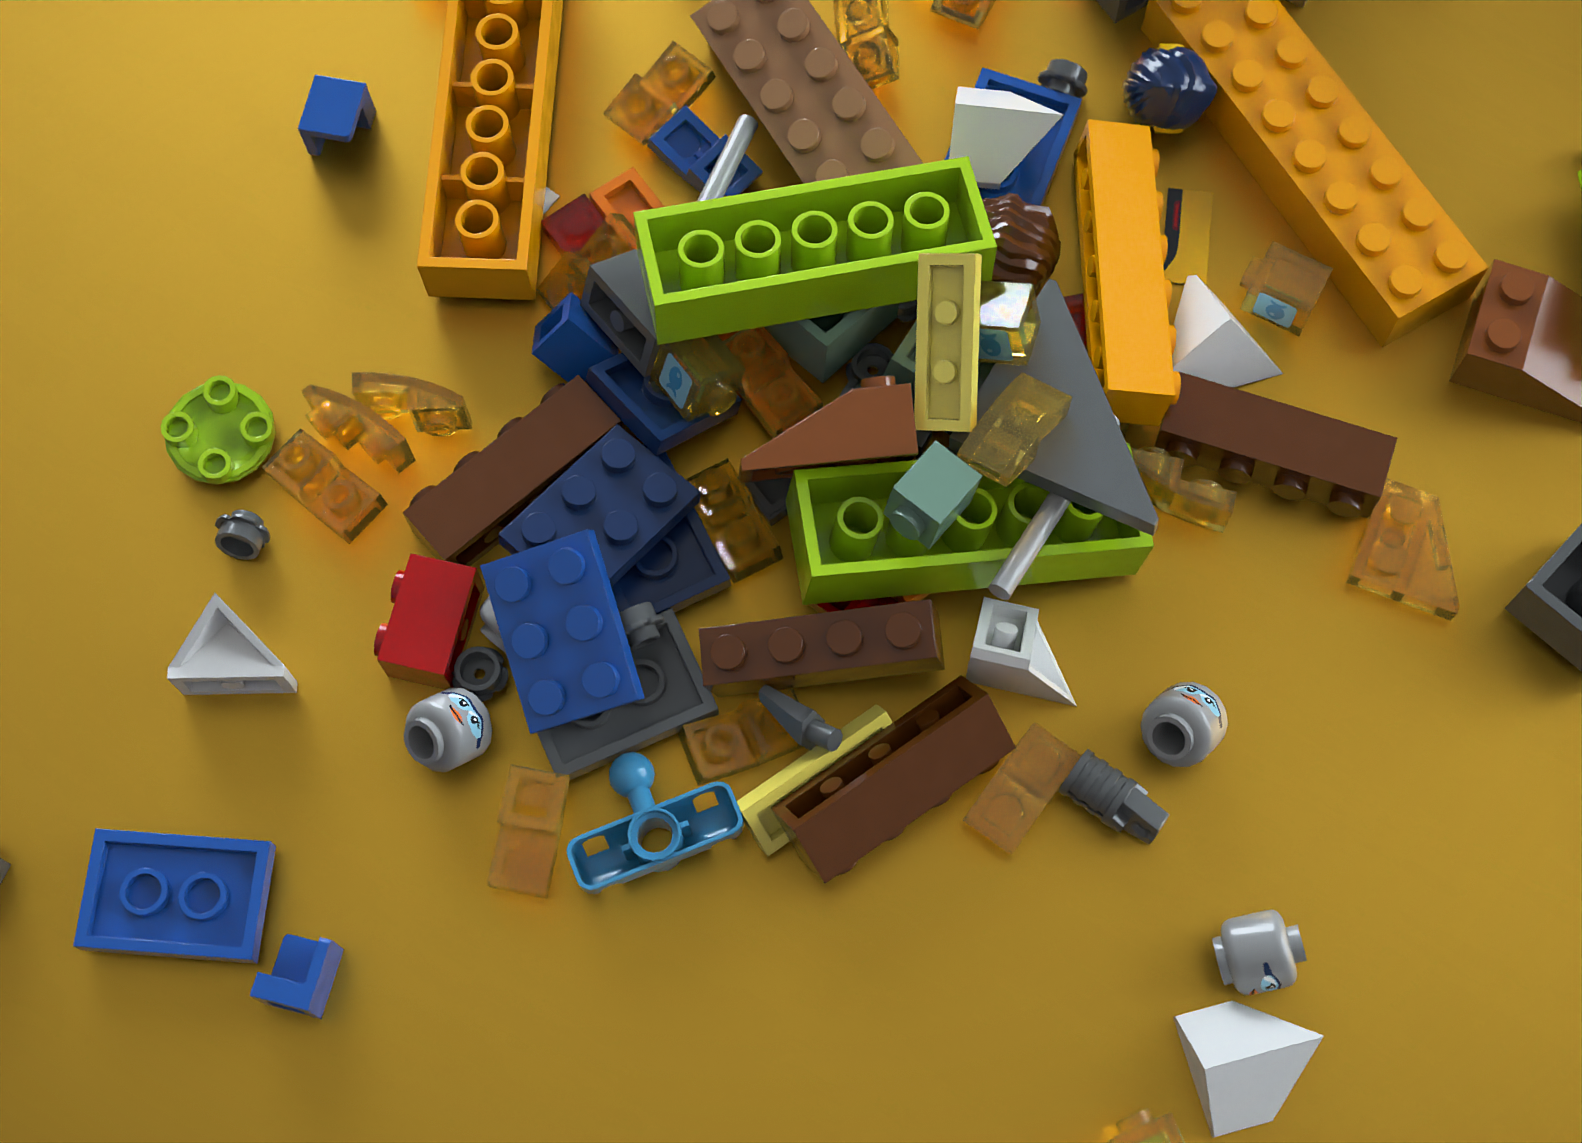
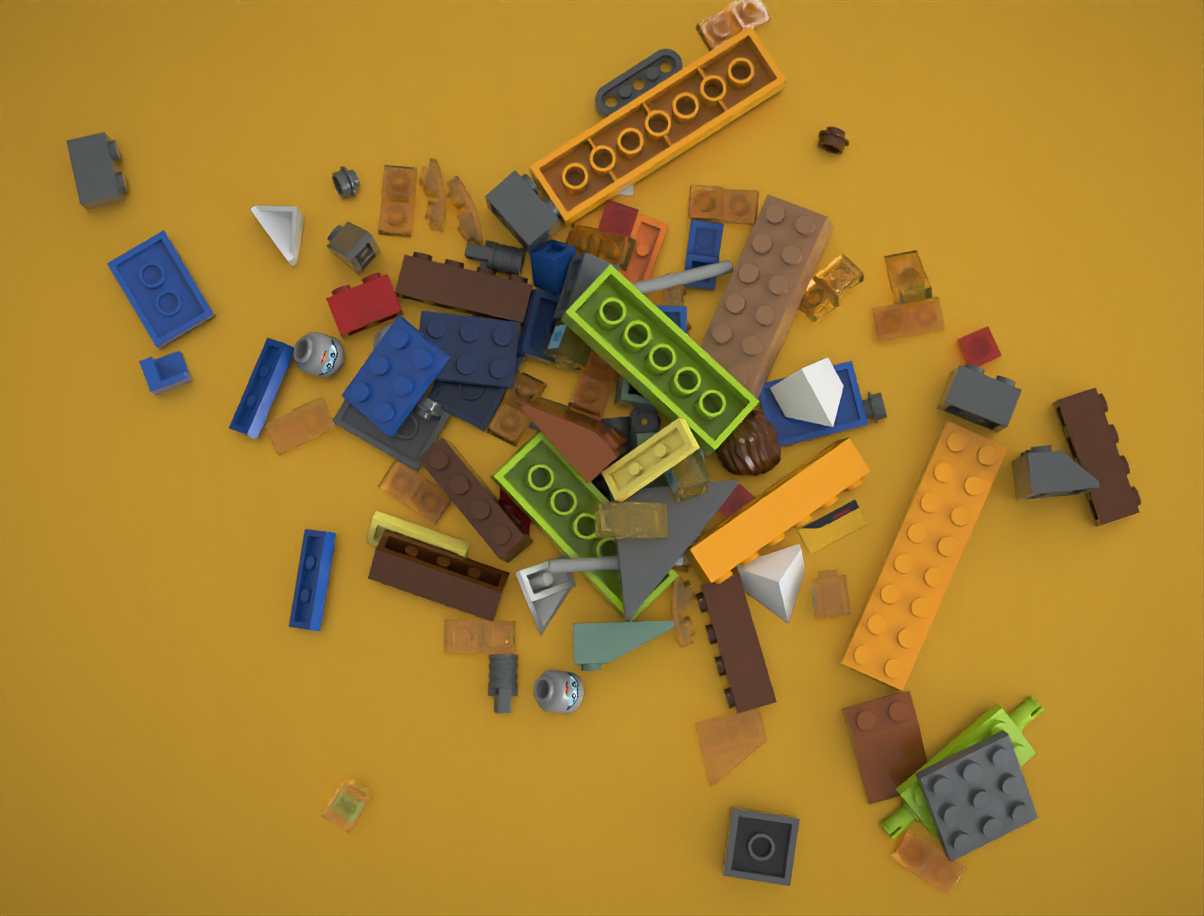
camera: 50 degrees right, 15 degrees up
(219, 431) = (388, 129): lime dish -> none
(334, 112) = (591, 52): blue panel -> none
(335, 570) = (353, 246): none -> dark grey slope
(416, 75) = (646, 71): none -> dark grey plate
(432, 848) = (262, 388): none -> blue plate
(471, 321) = (523, 211): none -> dark grey brick
(480, 659) = (359, 337): dark grey plate -> none
(507, 399) = (497, 257): none -> dark grey hinge
(625, 859) = (353, 496): dark azure piece -> none
(768, 972) = (312, 580): none -> blue plate
(800, 721) = (434, 514): dark grey bar -> none
(931, 495) = (570, 504): sand green brick -> none
(1152, 617) = (605, 642): none -> sand green slope
(1168, 88) = (902, 464): dark blue hair -> none
(1242, 1062) = (419, 817): white slope -> none
(1258, 952) = (474, 793): light grey head -> none

